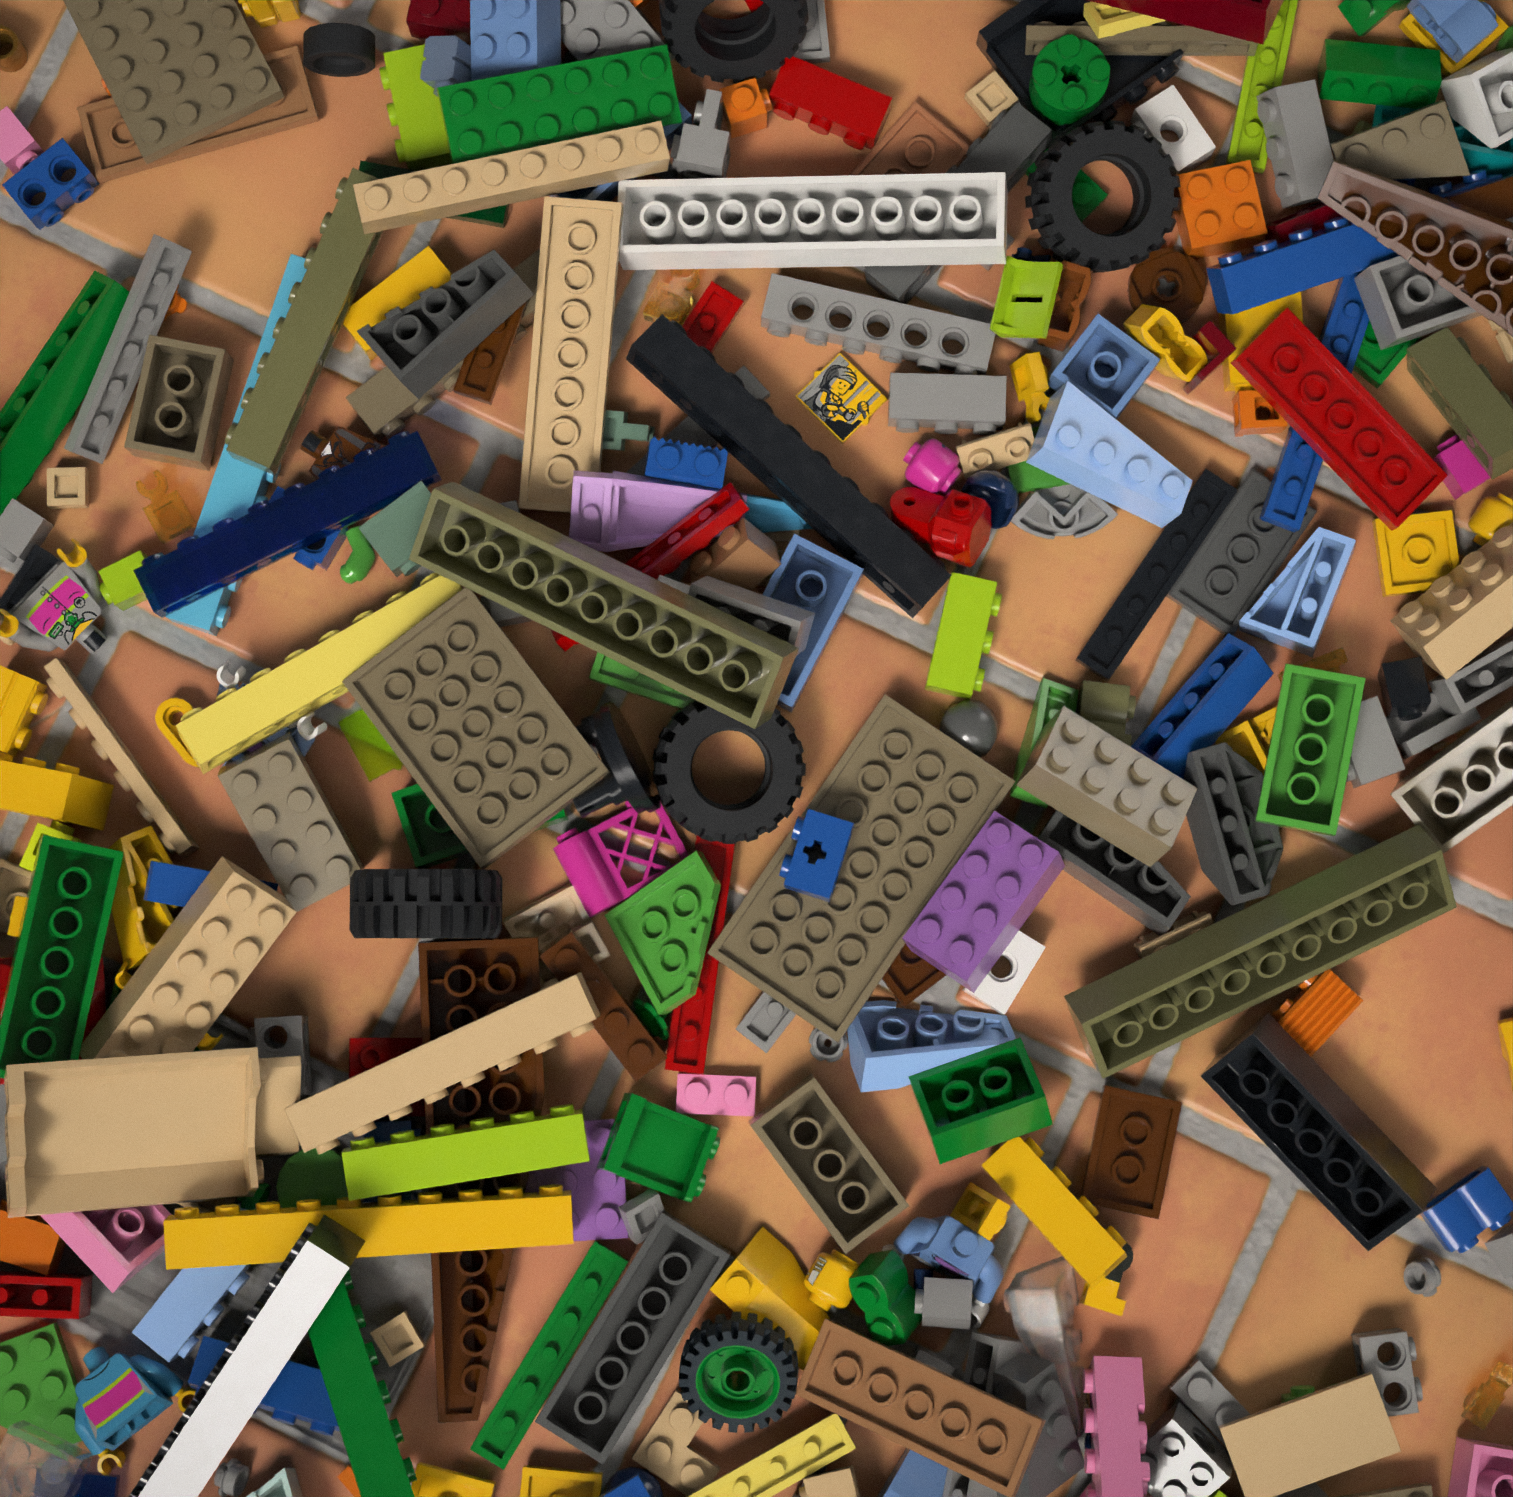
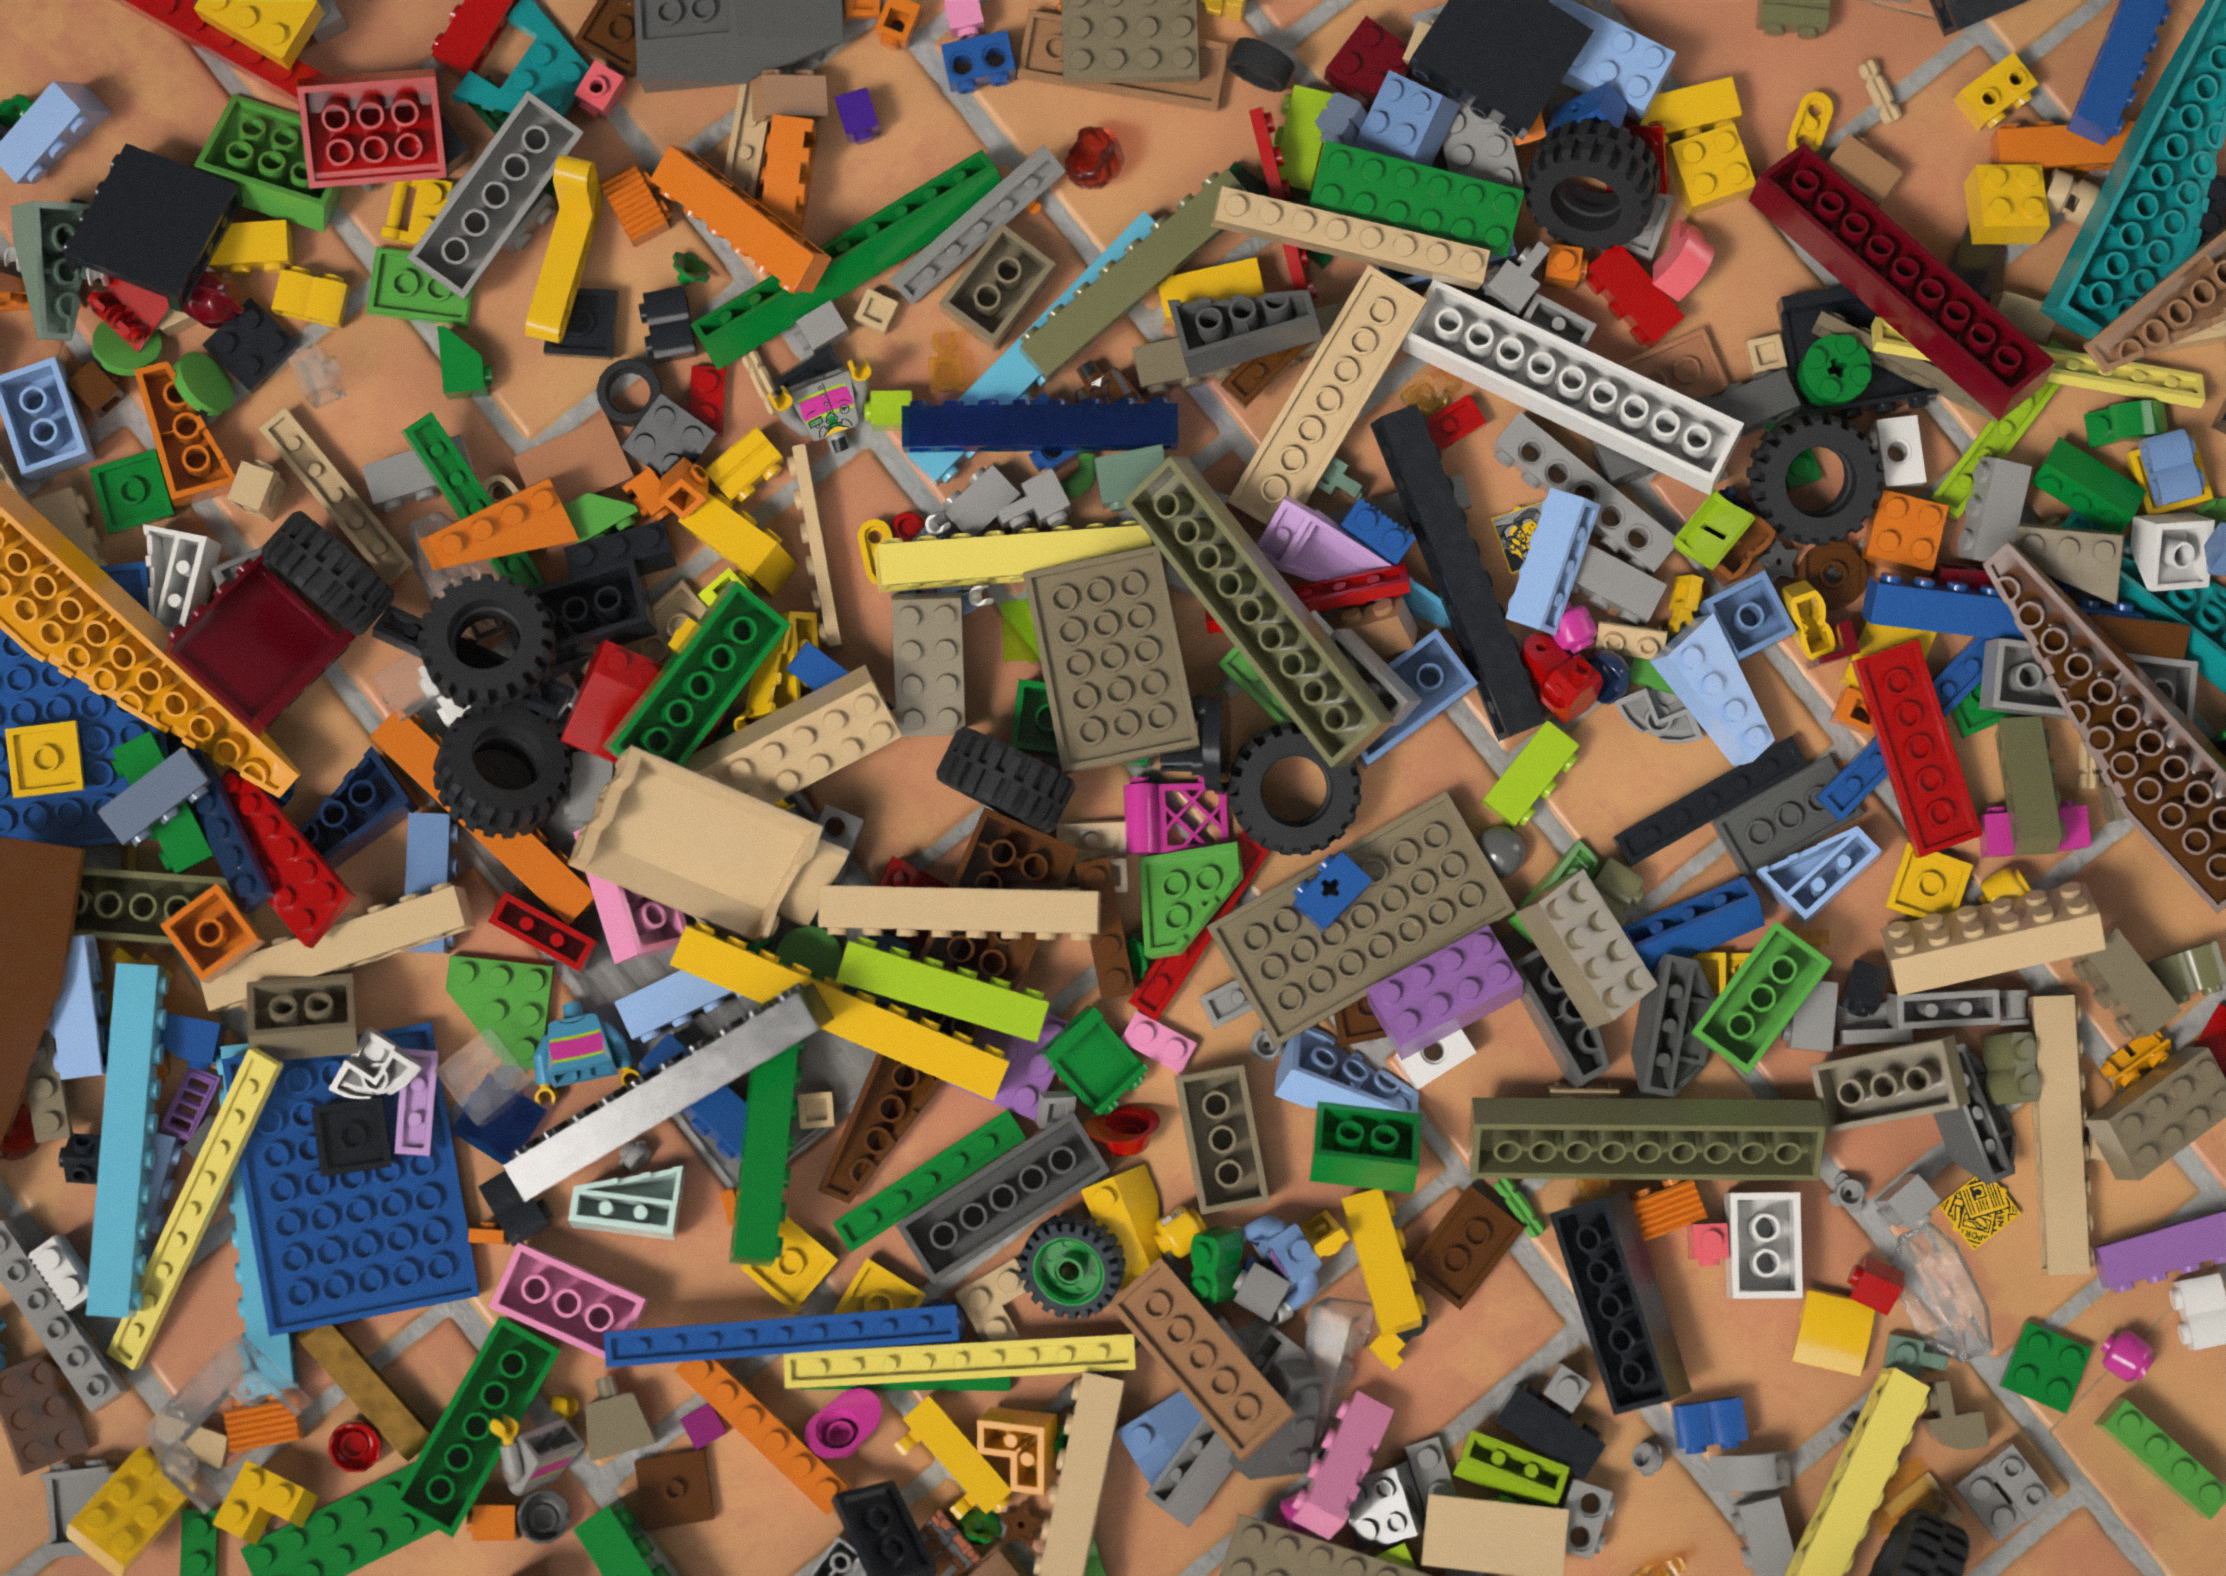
camera: 20 degrees right, 0 degrees up
(203, 690) = (906, 526): none -> red tile
(215, 225) = (1094, 158): none -> clear red hair
(269, 629) = (977, 505): none -> light grey brick
(328, 600) = (1041, 501): none -> light grey brick
(394, 138) = (1279, 189): none -> red plate
(724, 1203) = (1124, 1129): none -> red piece
(766, 161) = (1559, 321): none -> light grey brick
(864, 43) = (1683, 262): none -> coral brick
(879, 407) = (1552, 561): none -> light blue brick
(1096, 295) = (1769, 559): none -> dark grey plate
(1167, 1082) = (1520, 1207): none -> bright green axle
(1230, 1033) = (1589, 1193): none -> clear yellow plate
(1291, 1360) = (1510, 1470): none -> lime brick
(1303, 1246) = (1565, 1387): none -> light grey brick
(1309, 1298) = (1550, 1430): none -> black brick
(1375, 1025) = (1708, 1243): none -> coral brick
(1433, 1001) = (1763, 1245): none -> white brick
(1499, 911) = (1857, 1189): none -> light grey plate

